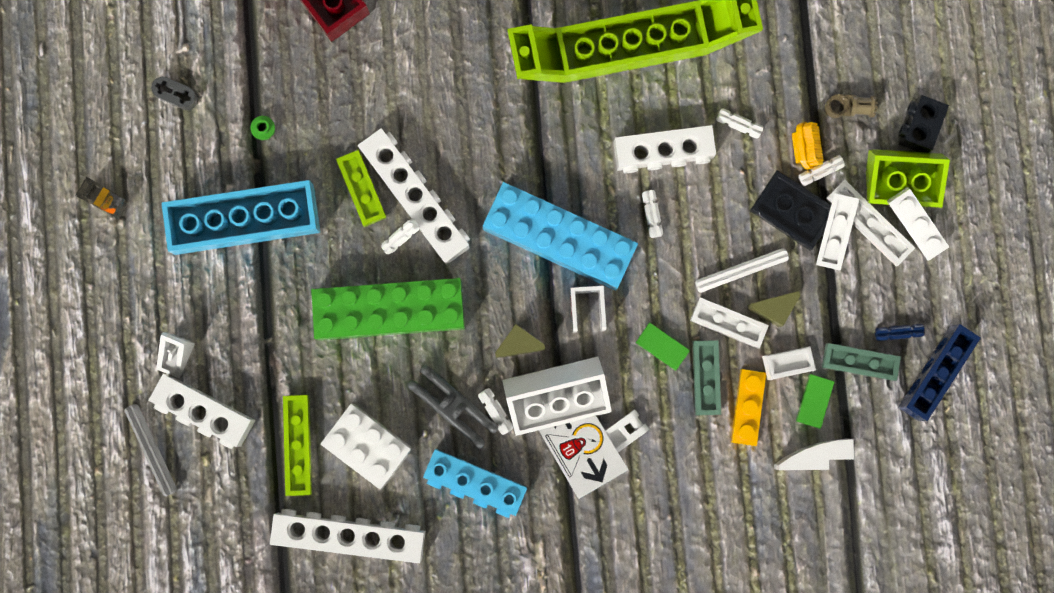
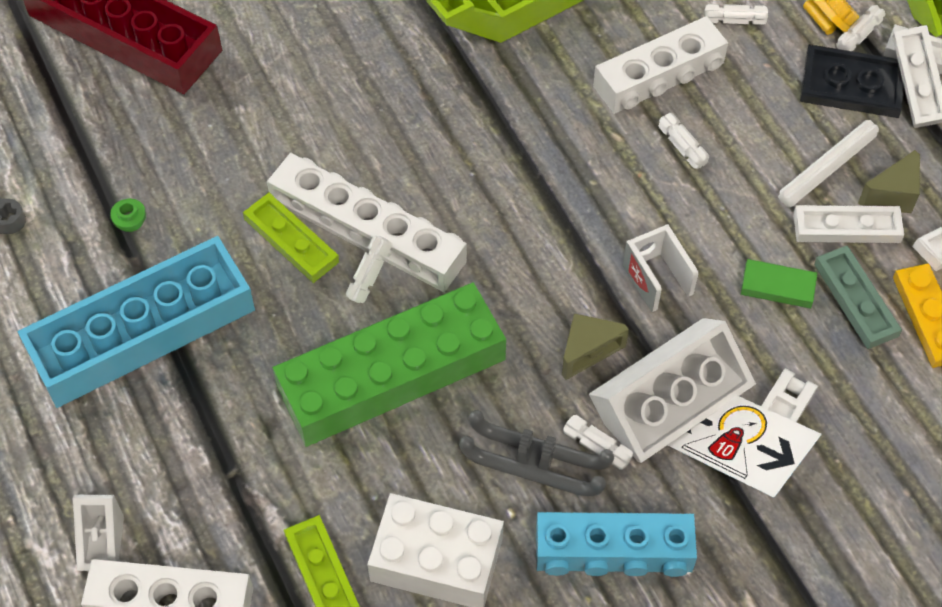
camera: 20 degrees left, 25 degrees down
(559, 236) = (578, 198): medium azure brick -> none

